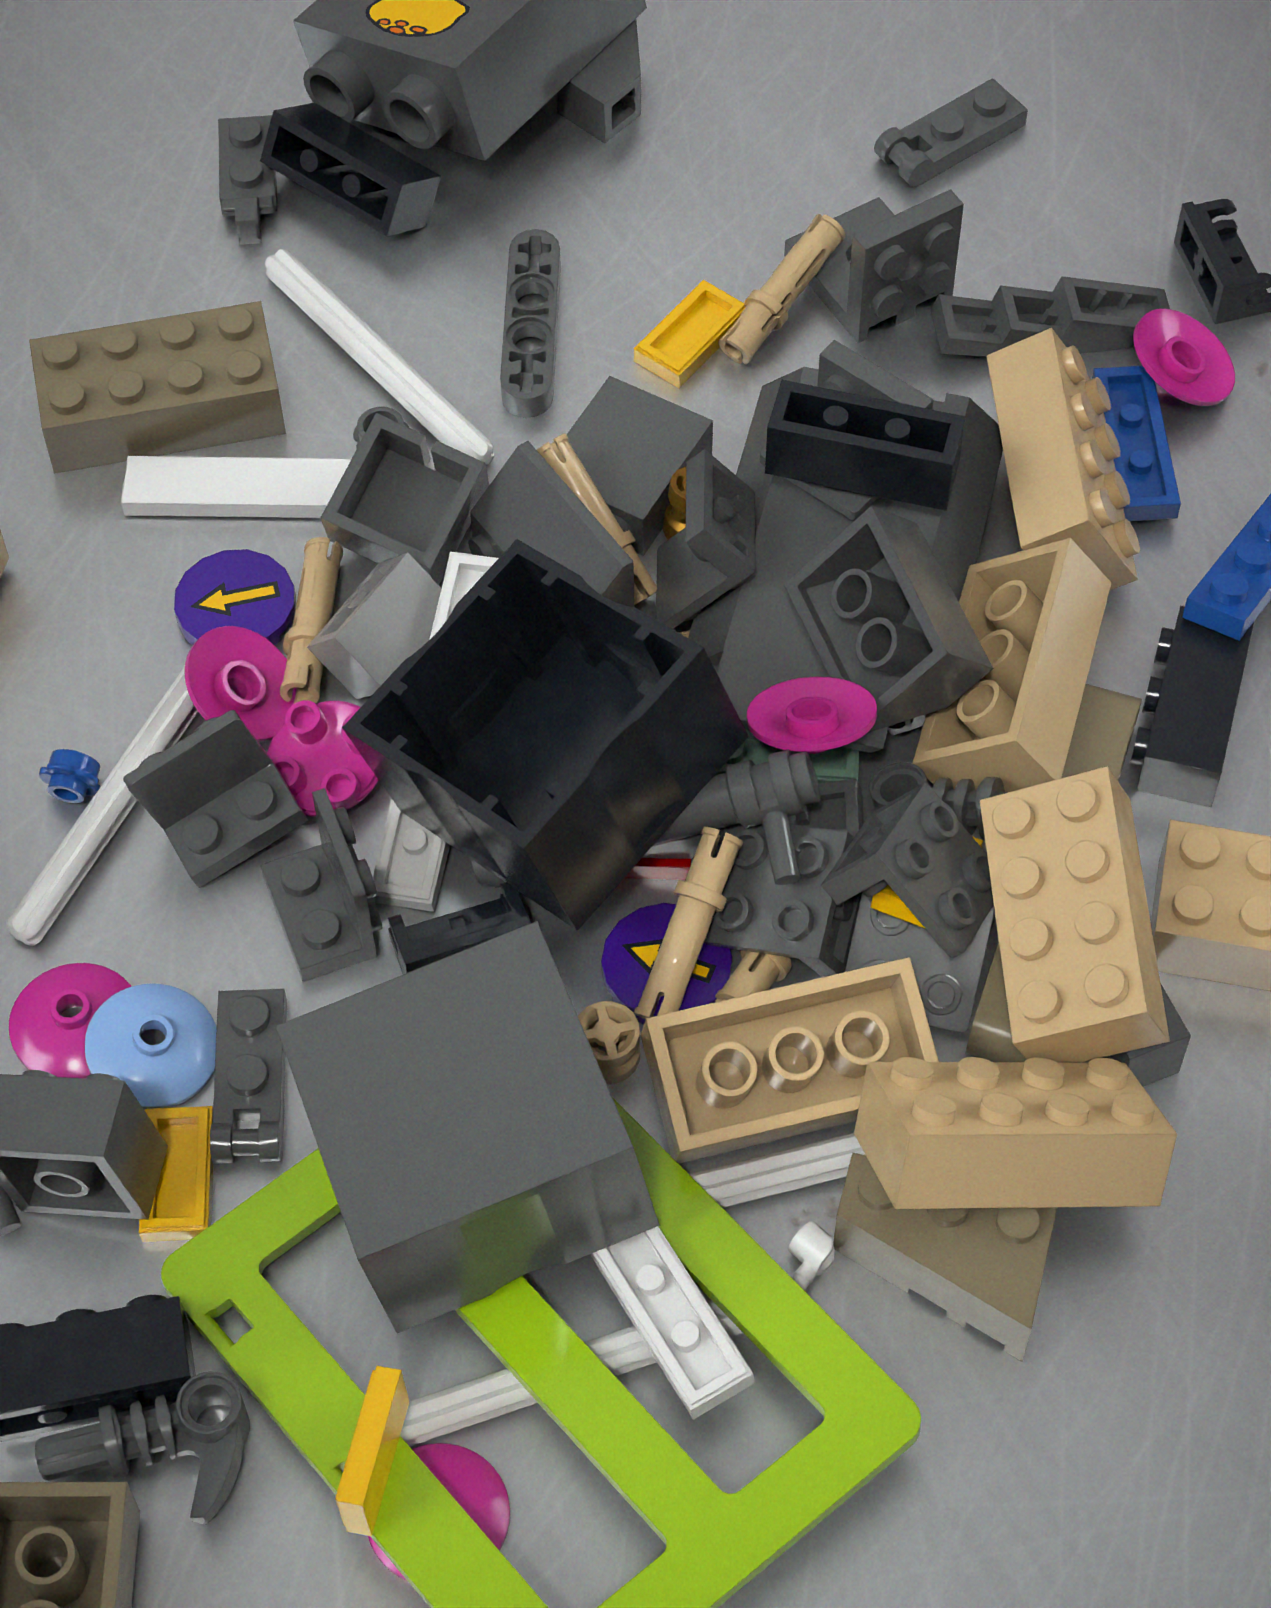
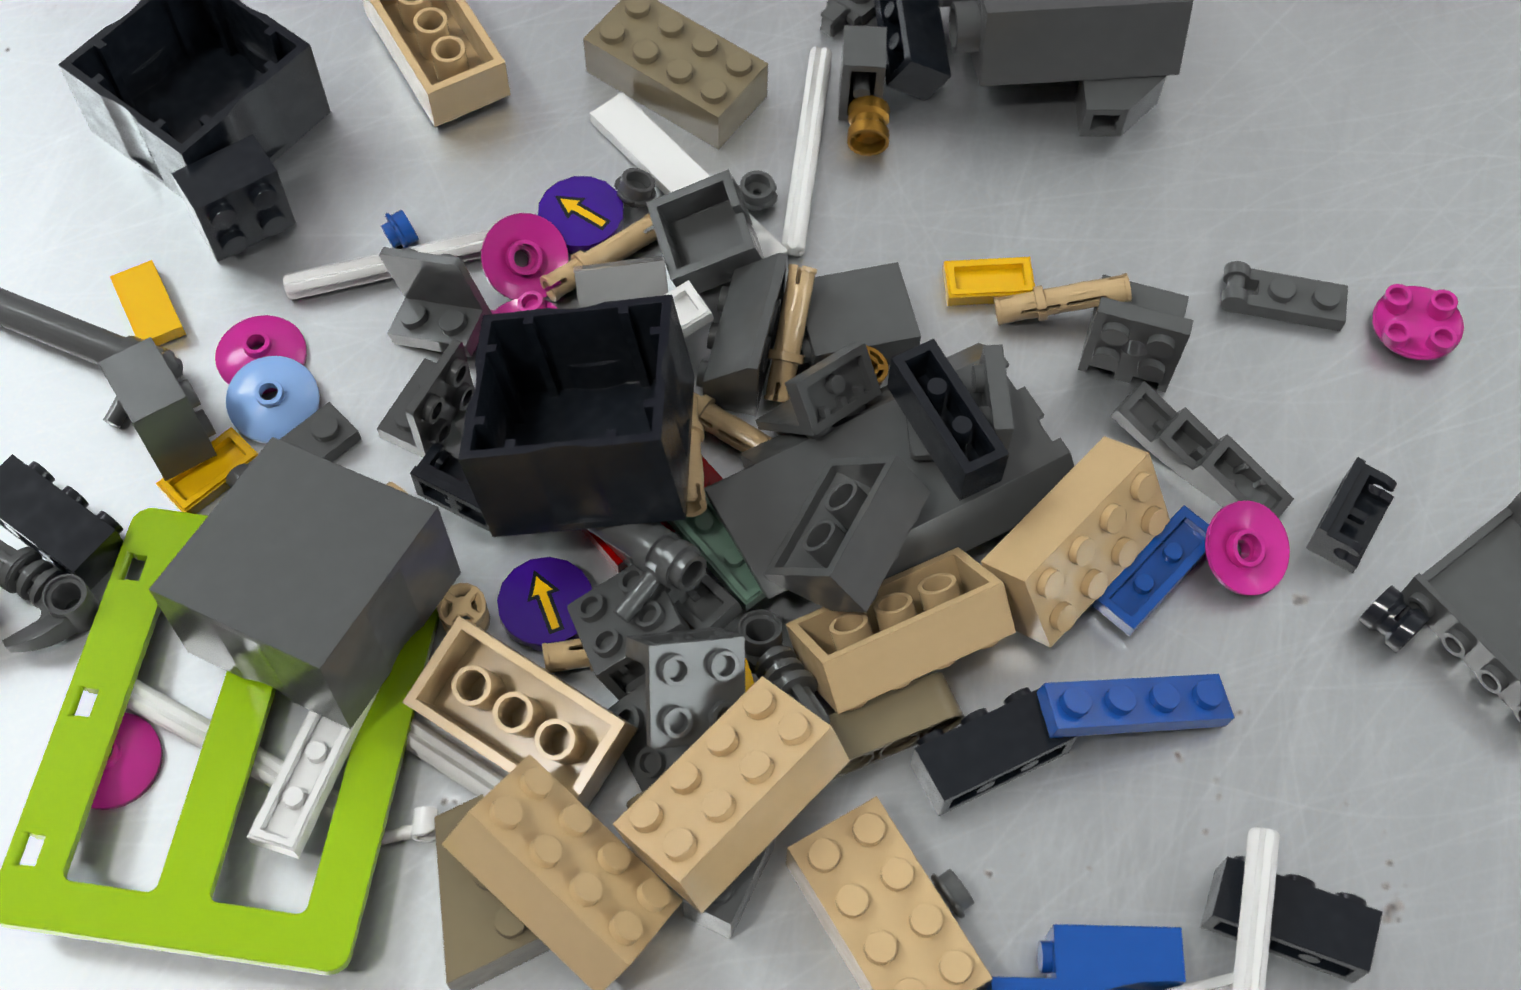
camera: 45 degrees right, 5 degrees up
(262, 529) = (635, 187): none -> dark grey plate
(359, 238) = (861, 65): none -> dark grey brick
(372, 1450) = (87, 694): yellow tile -> none
(418, 290) = (868, 125): none -> pearl gold wheel
(530, 322) = (906, 195): dark grey beam -> none
(689, 924) = (572, 584): tan pin -> none
(812, 714) = (740, 541): dark pink dish -> none
(1081, 61) = (1418, 321): none -> dark pink dish

